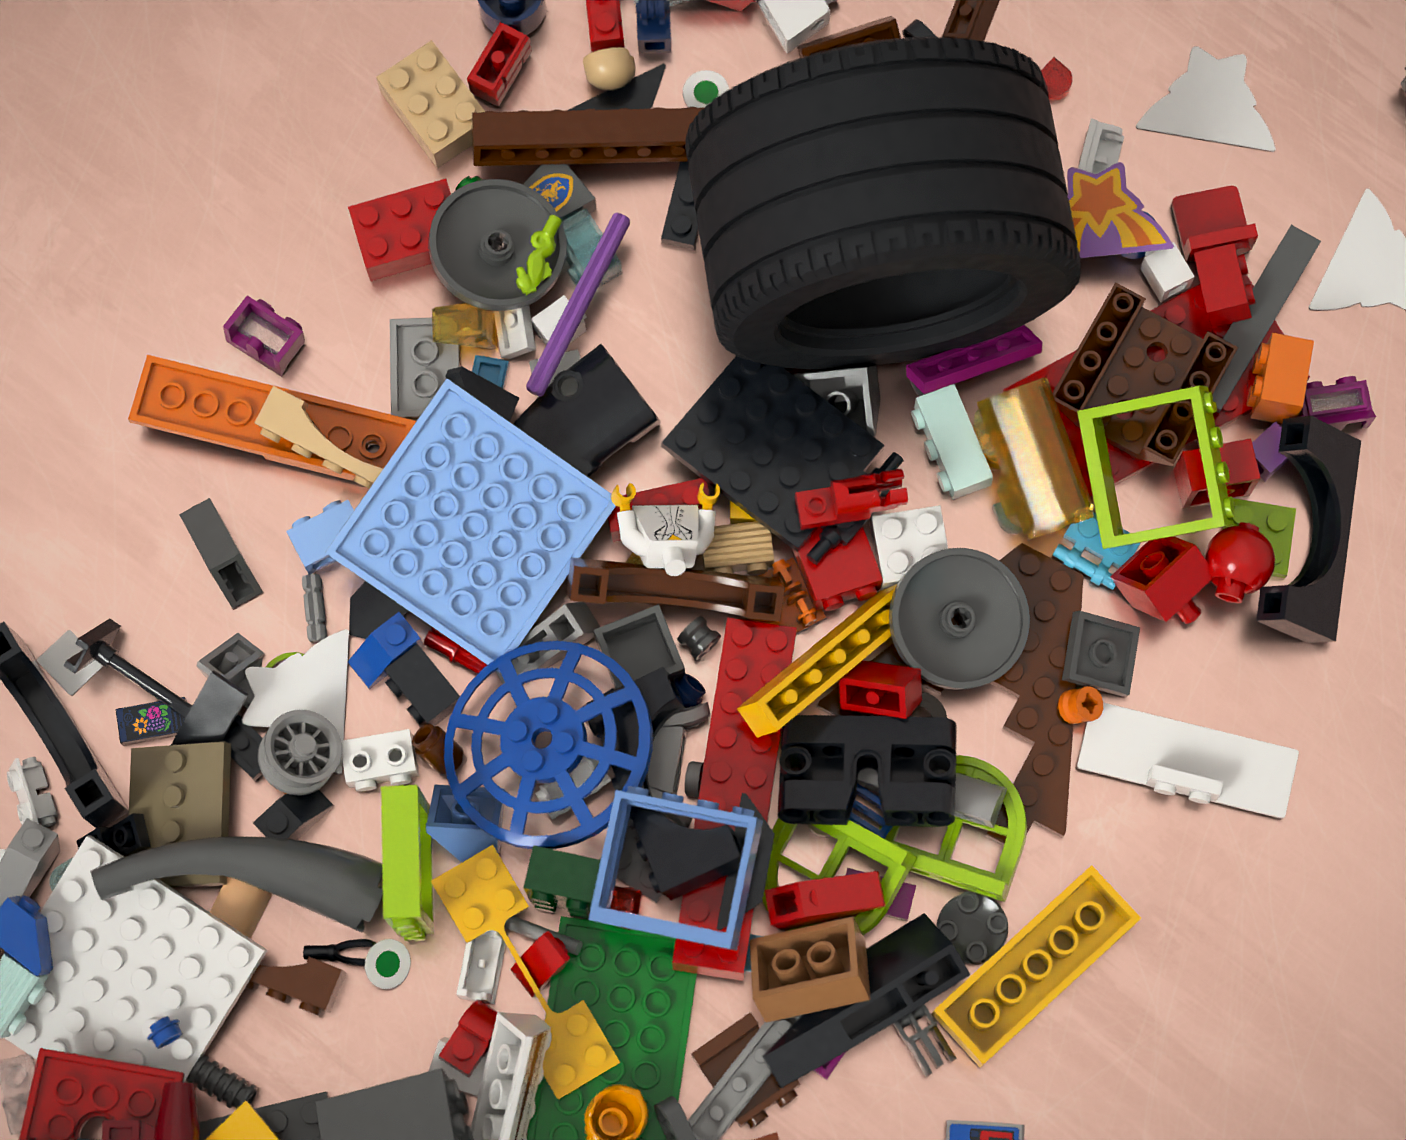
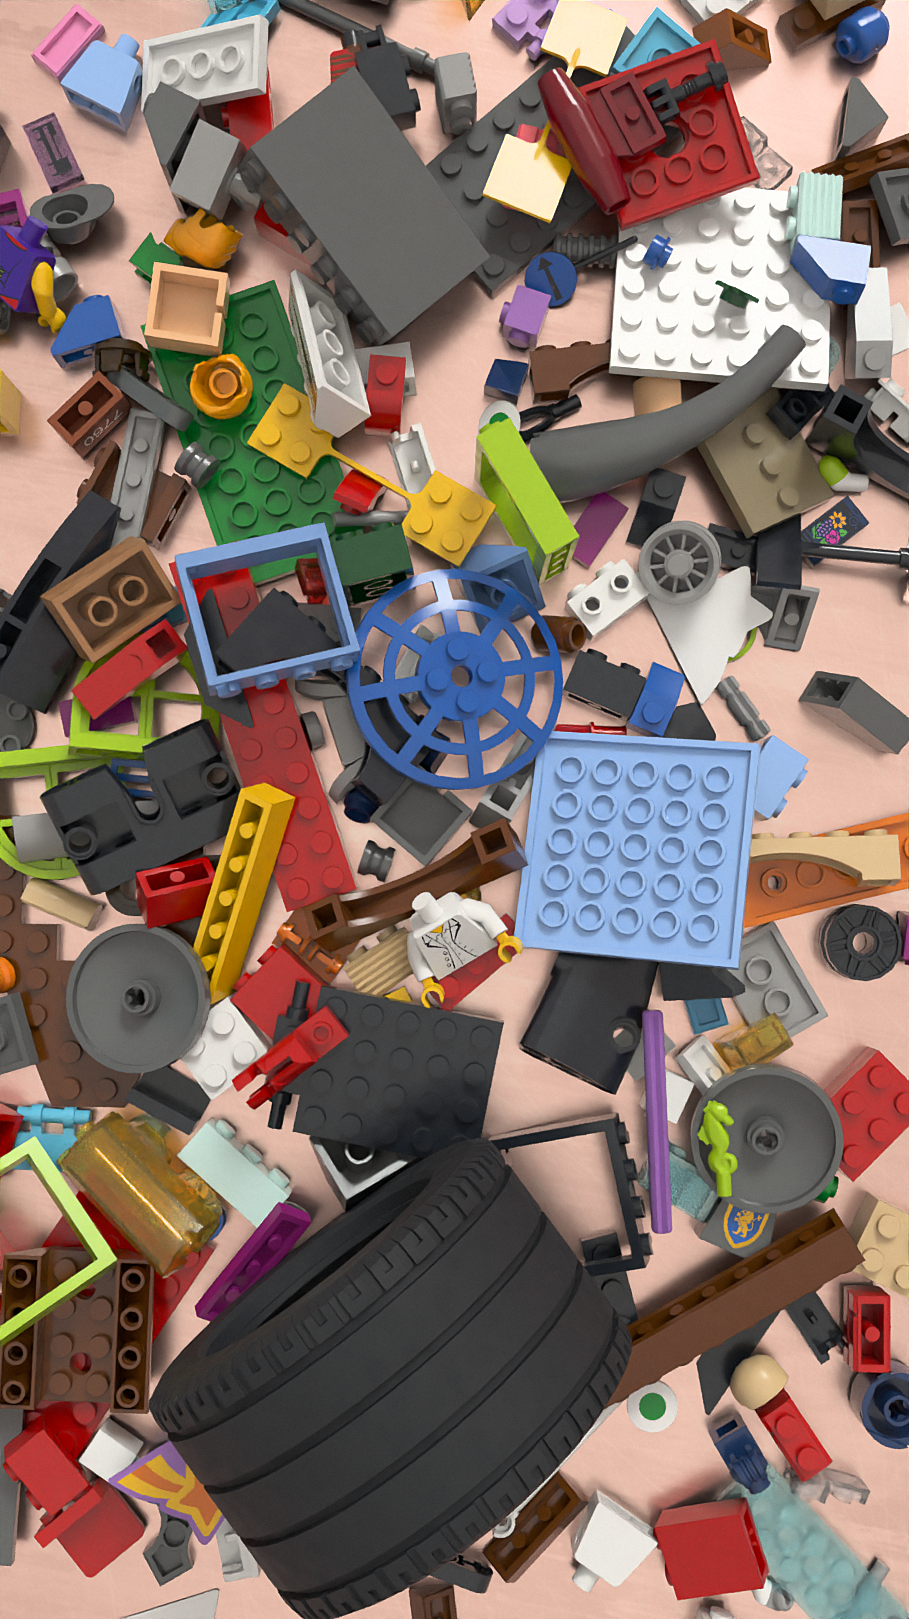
camera: 150 degrees right, 10 degrees up
(118, 763) = (839, 477): none -> arm
(121, 952) = (735, 295): none -> dark green plate
(263, 1072) = (557, 275): none -> blue piece
(311, 1049) = (524, 316): none -> medium lavender brick
(324, 345) = (882, 945): none -> black wheel
(354, 828) = (597, 526): none -> magenta tile
(357, 1003) = (506, 379): none -> dark blue slope
(538, 85) = (815, 1325): none -> black hinge
(626, 280) = (624, 1172): none -> black window
(674, 1059) = (197, 465): none -> dark grey wheel
(977, 528) = (170, 1098): none -> black panel
(990, 739) = (62, 903): none -> tan brick
(1159, 175) = (170, 1551): none -> dark grey tile

